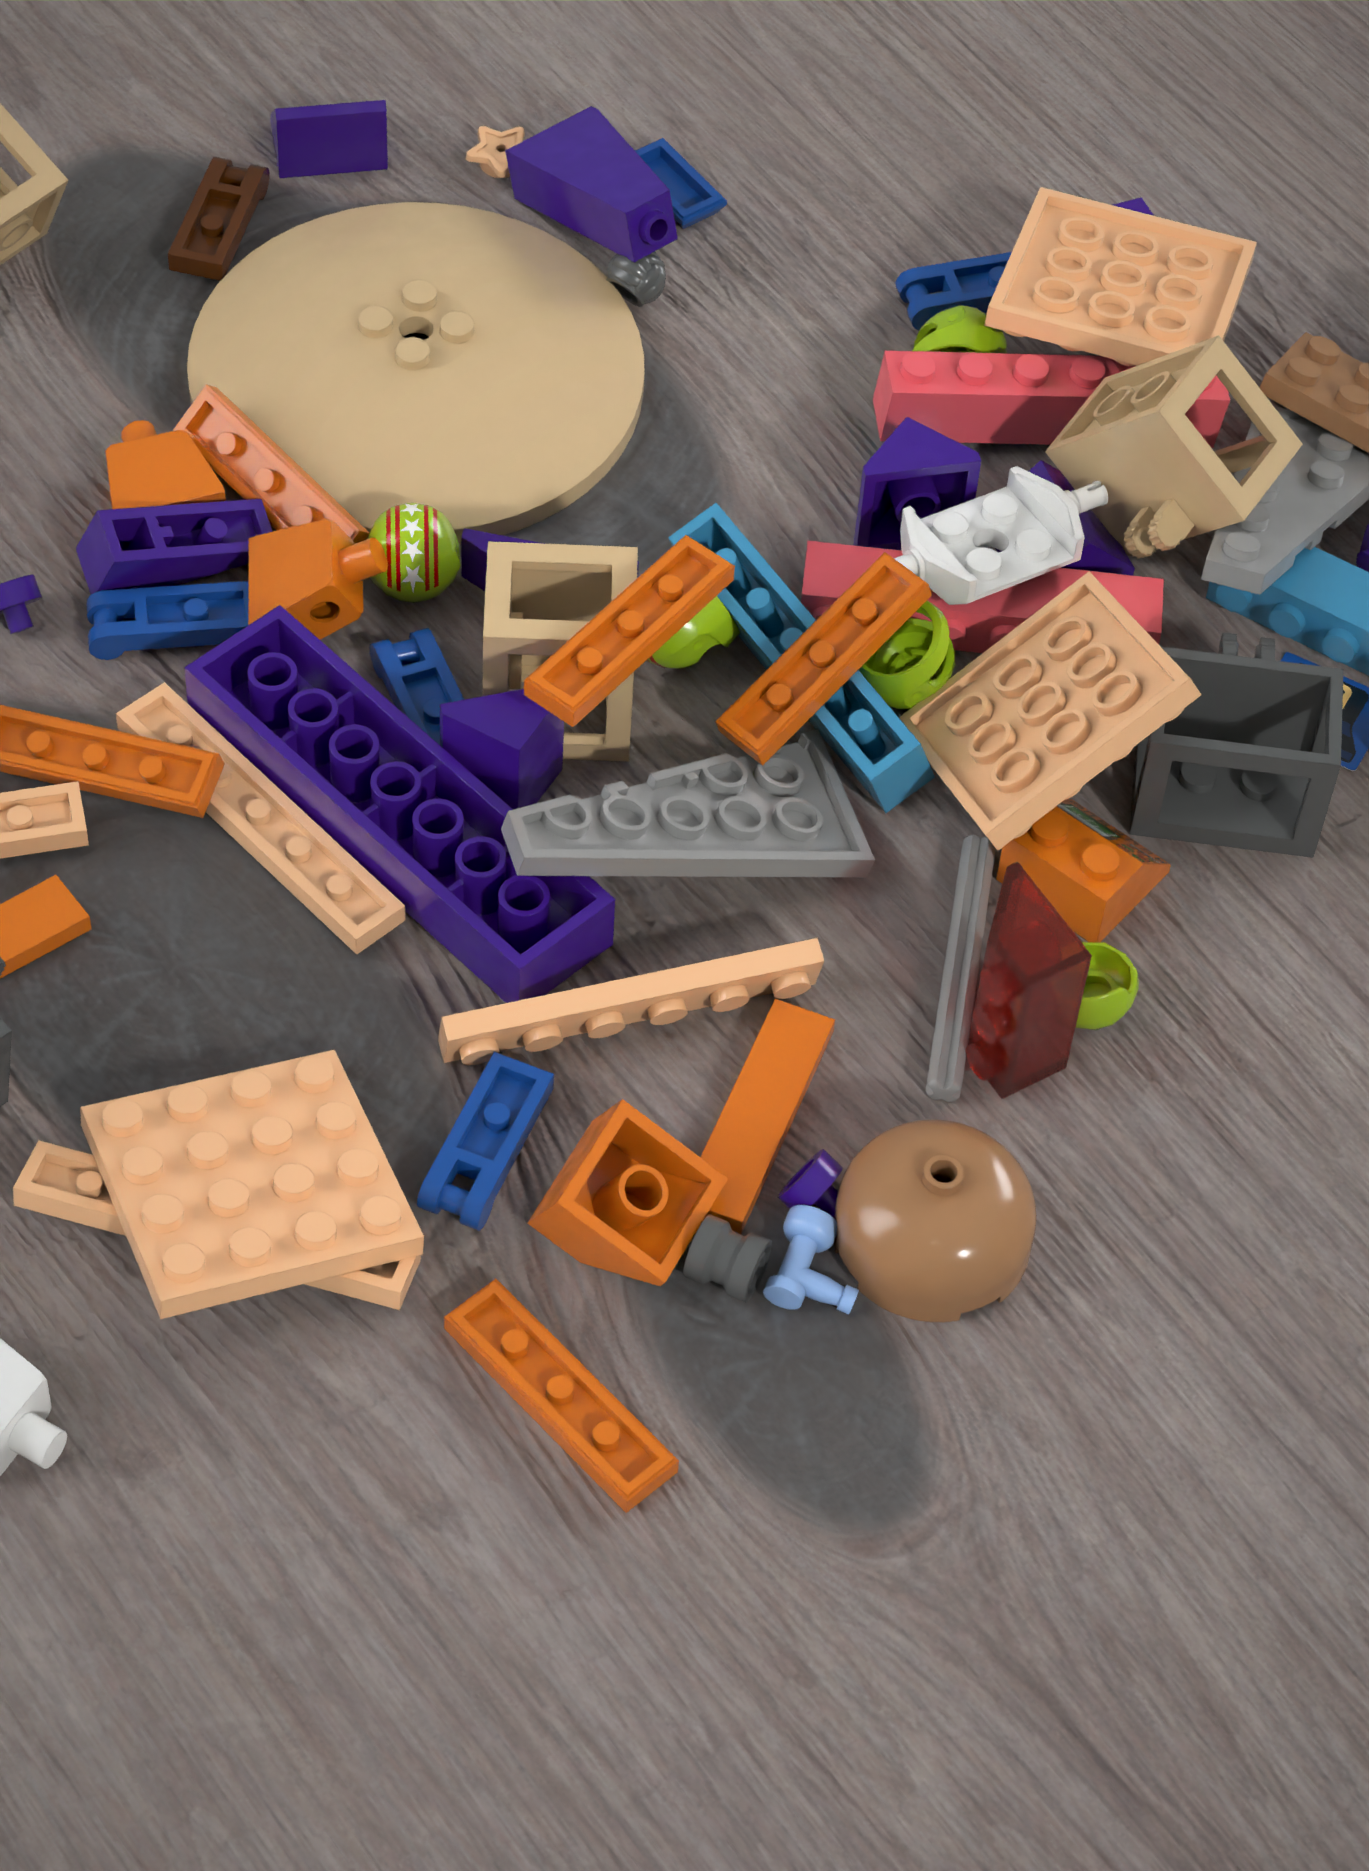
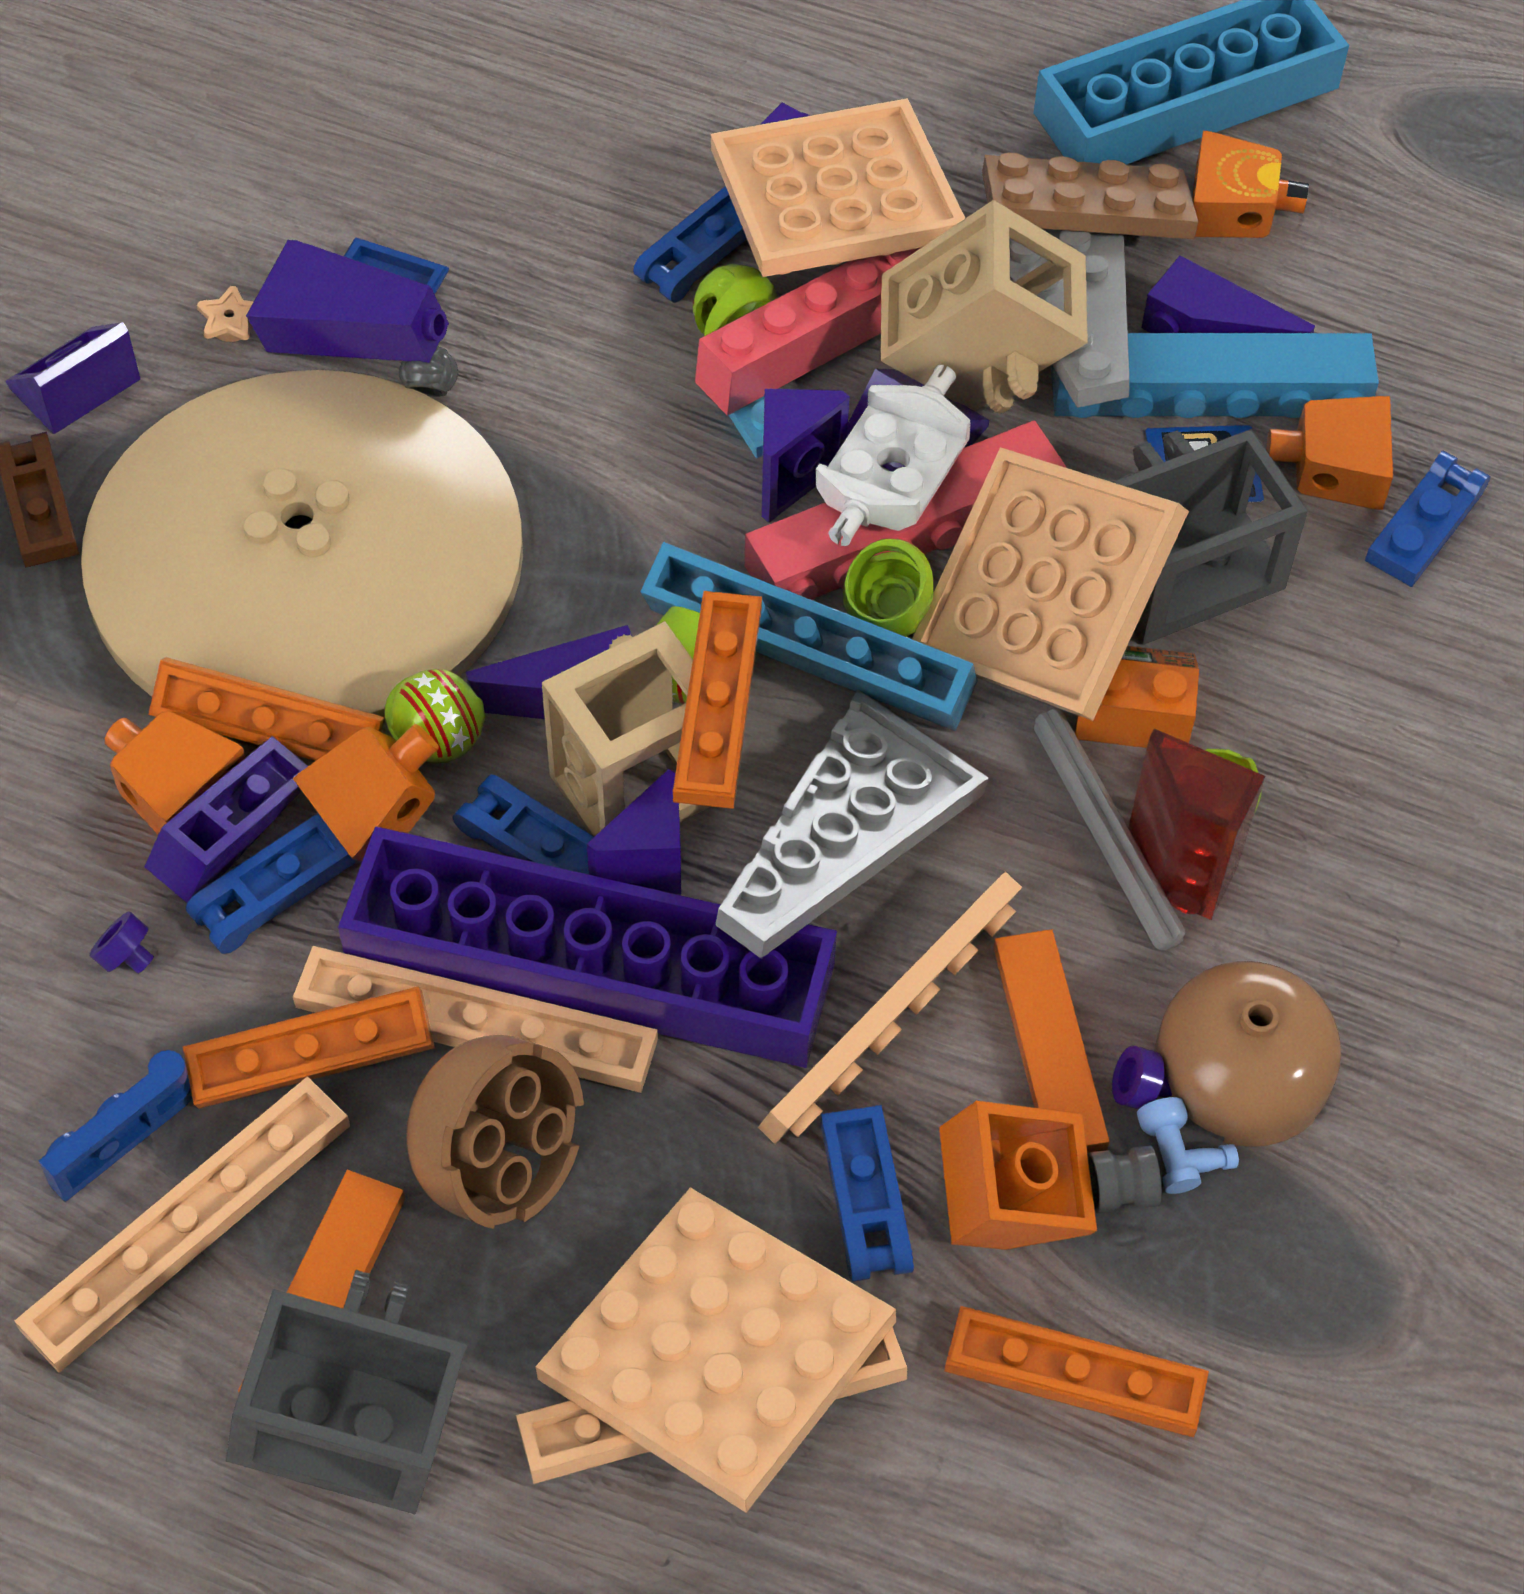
camera: 30 degrees left, 5 degrees up
(188, 872) = (476, 1103): none -> medium nougat cylinder
(823, 658) = (847, 632): orange tile -> none

